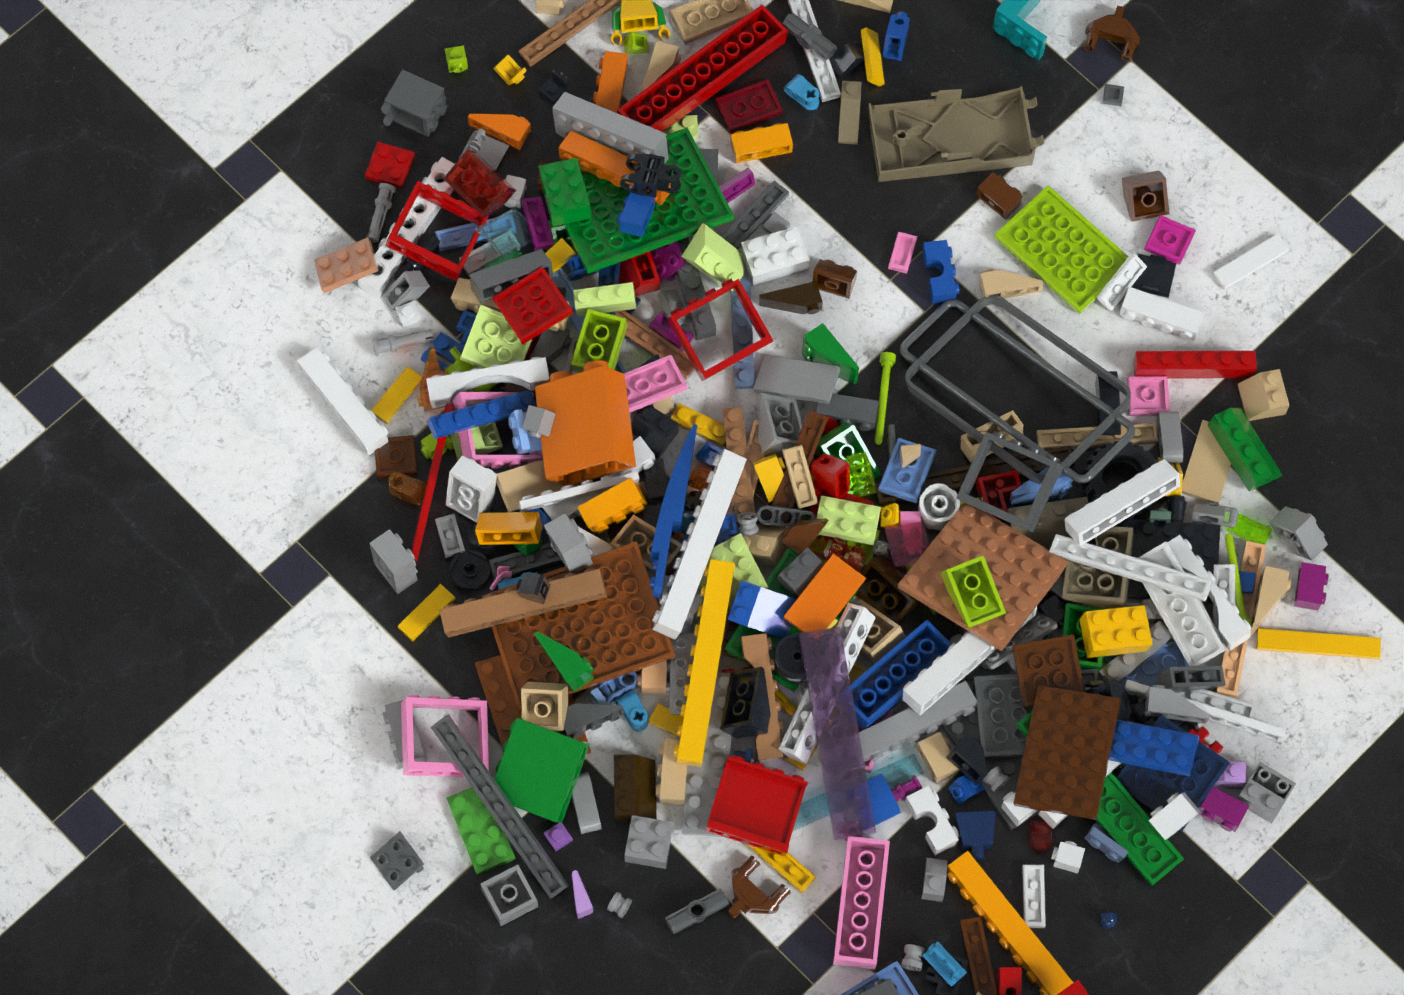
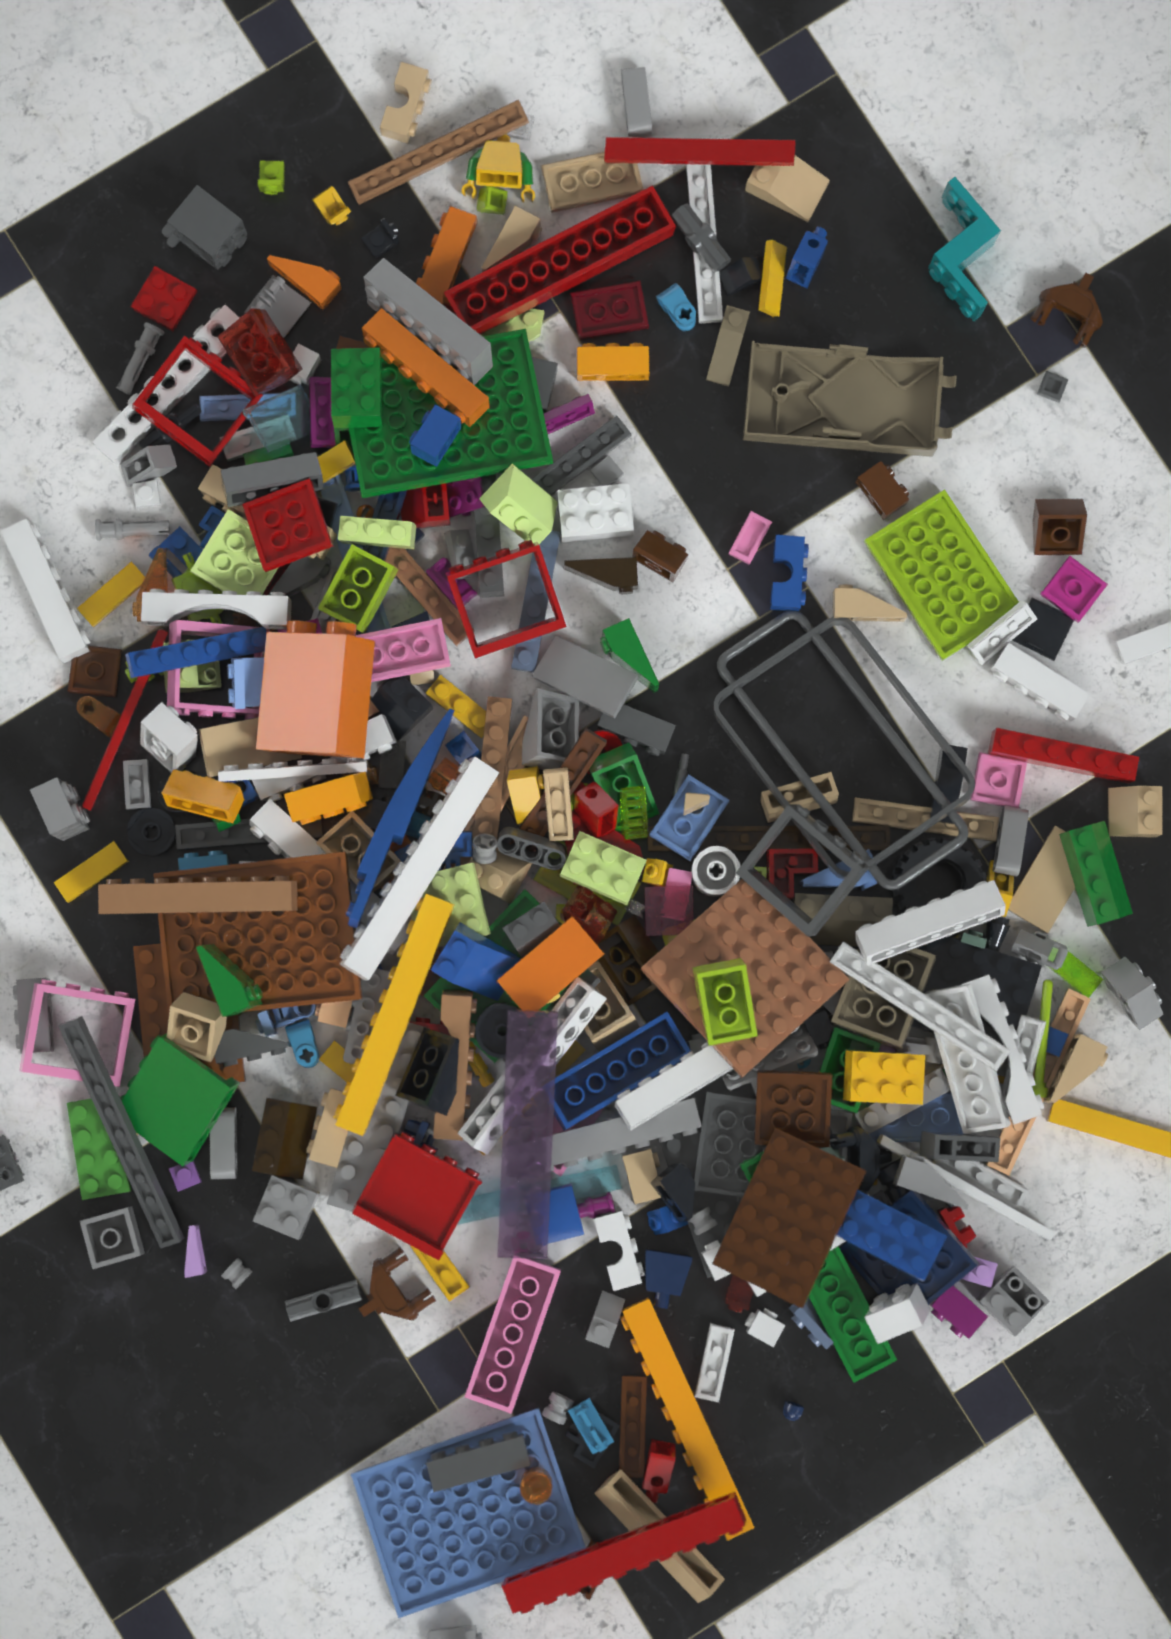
camera: 10 degrees right, 15 degrees up
(346, 265) = (83, 420): nougat plate -> none
(502, 572) = (186, 846): bright pink hand -> none
(533, 587) = (207, 890): black slope -> none
(538, 421) = (259, 680): light grey brick -> none
(569, 543) = (263, 841): light grey brick -> none
(650, 176) = (462, 395): black piece -> none
(803, 534) = (546, 878): reddish brown slope -> none
(887, 361) = (698, 675): lime piece -> none
(1310, 586) = (1130, 1061): magenta brick -> none

